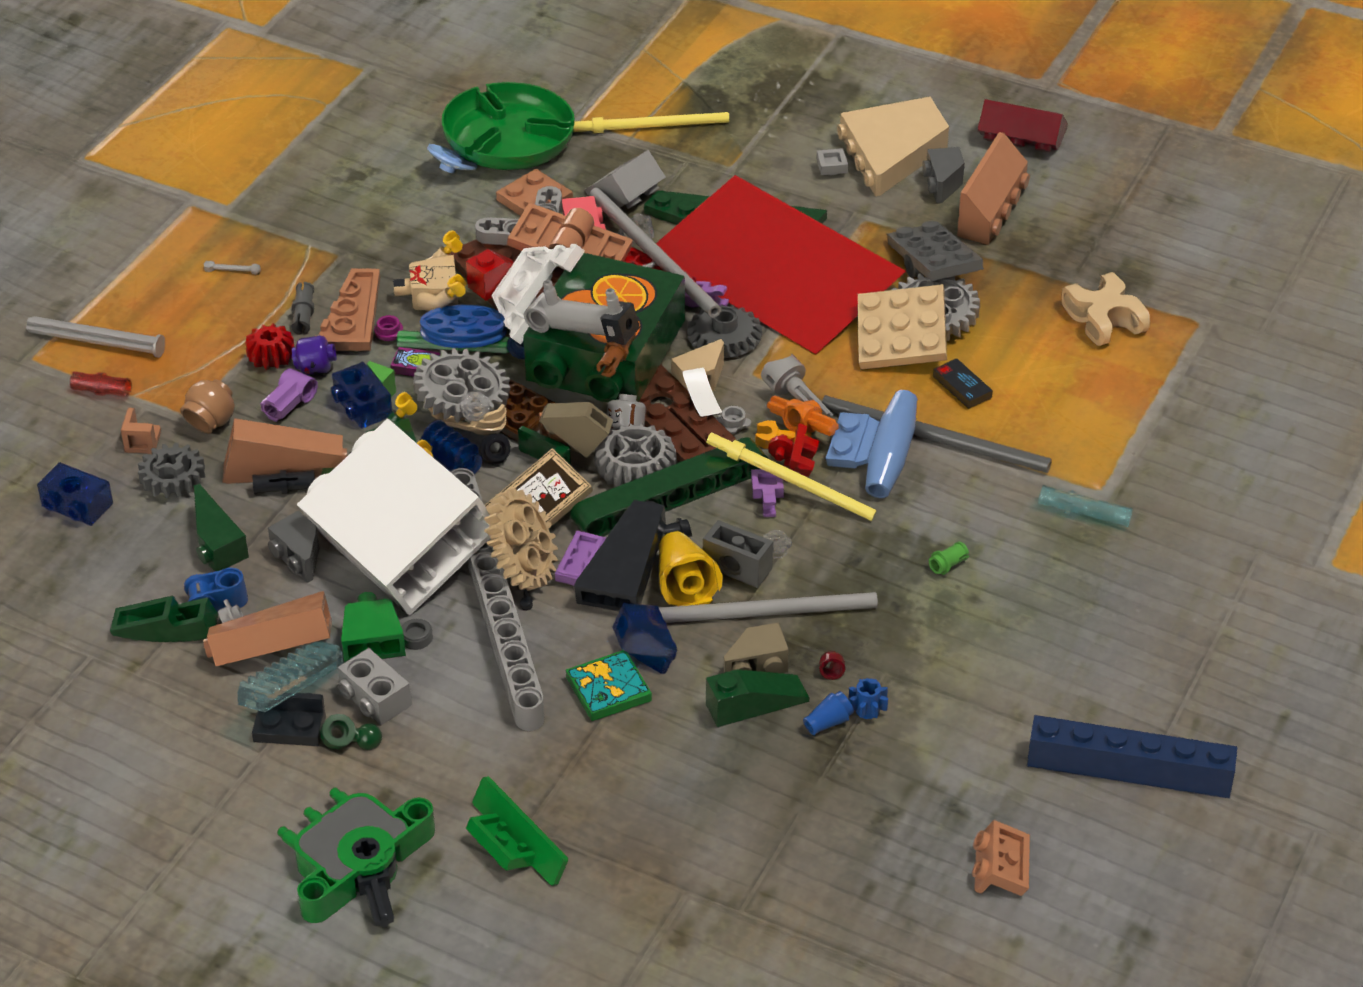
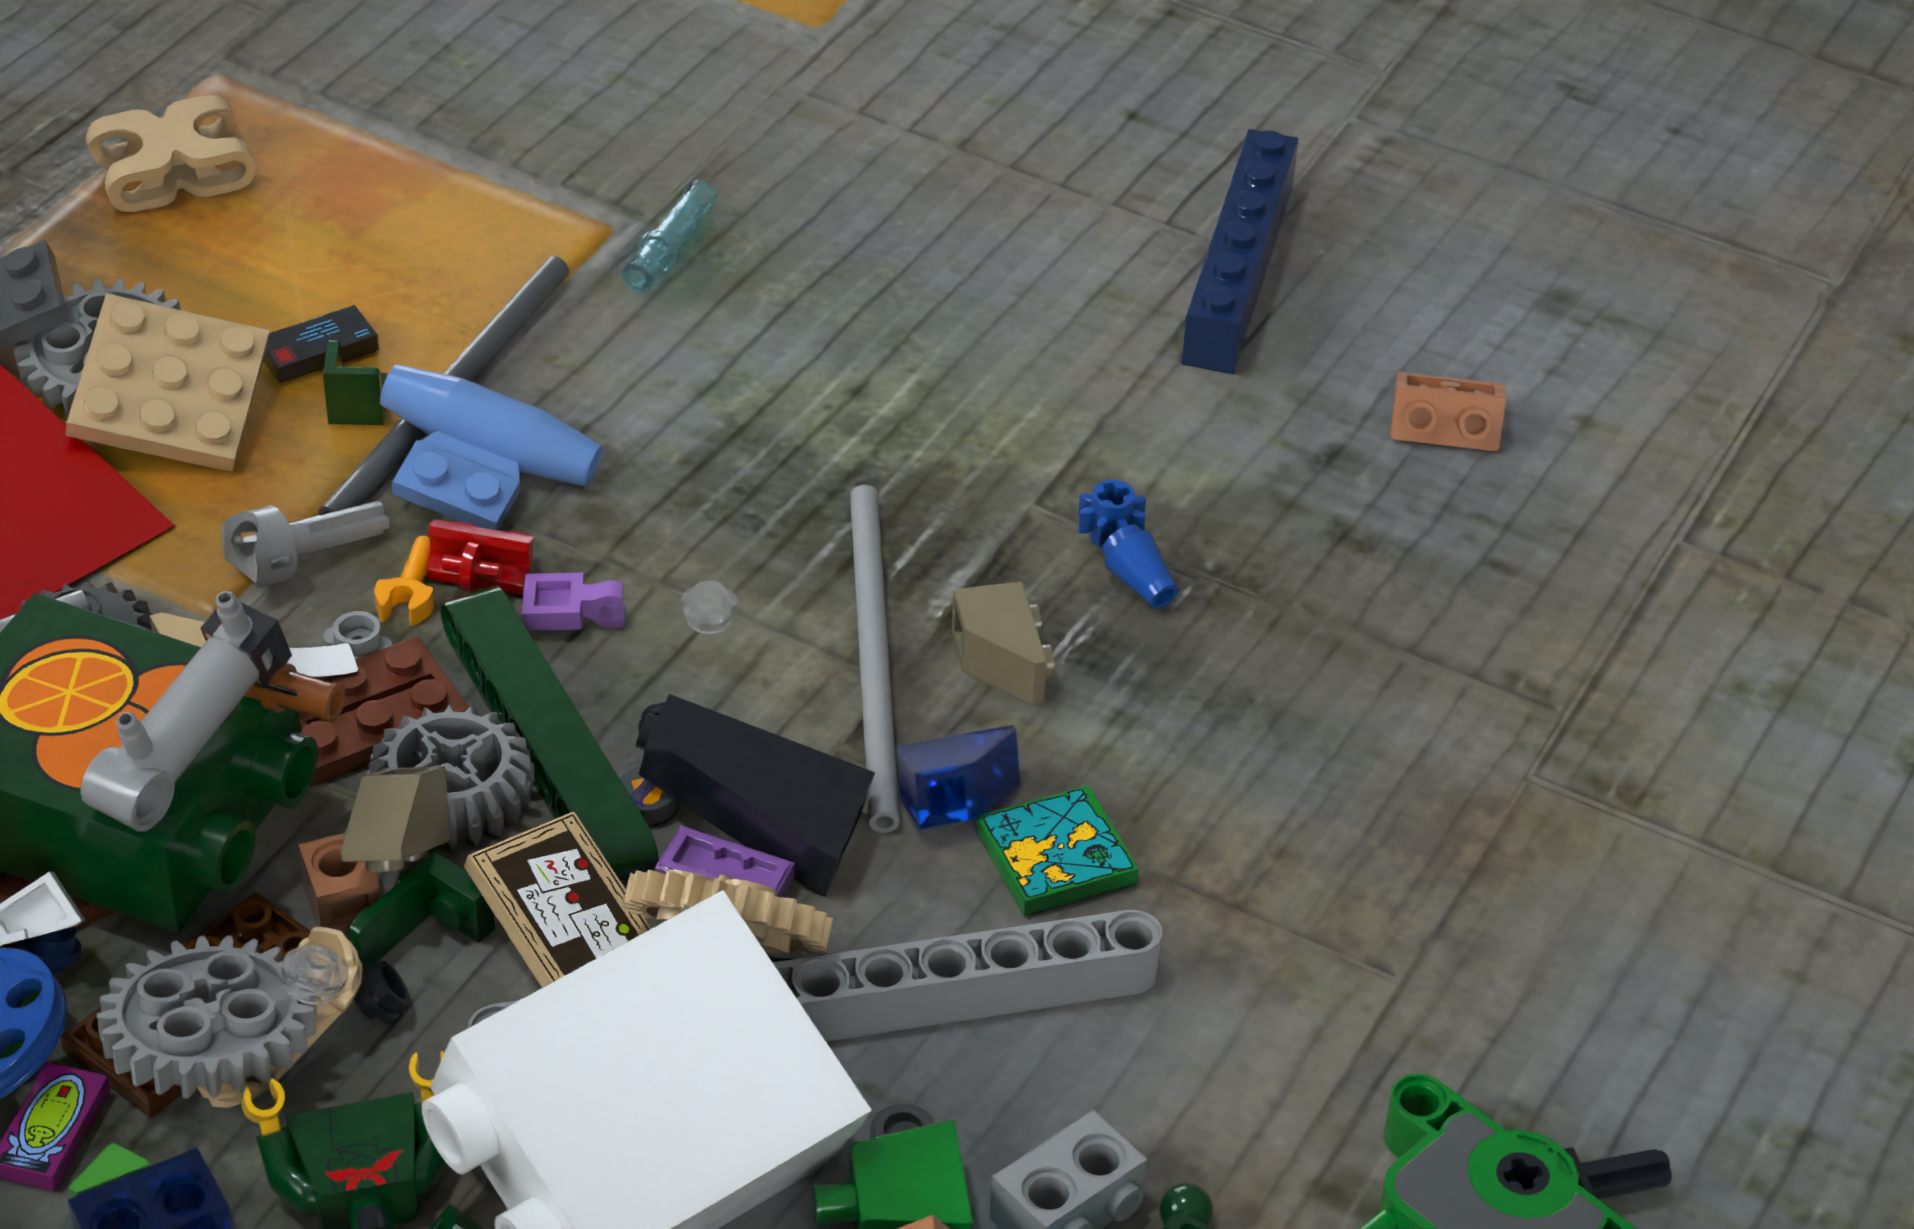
camera: 90 degrees left, 0 degrees up
(451, 447) = (374, 1057): clear blue piece -> none
(512, 835) = (1439, 982): green bracket -> none
(626, 411) = (339, 770): light grey head -> none
(686, 571) = (798, 700): yellow cone -> none
(737, 451) = (508, 601): light yellow bar -> none
(739, 553) = (760, 637): dark grey brick -> none
(750, 693) = (1101, 660): dark green slope -> none
(806, 413) = (397, 547): orange axle -> none
(836, 668) = (1020, 556): dark red hinge -> none
(924, 387) = (351, 392): none -> dark green panel
(942, 561) = (783, 404): bright green pin -> none

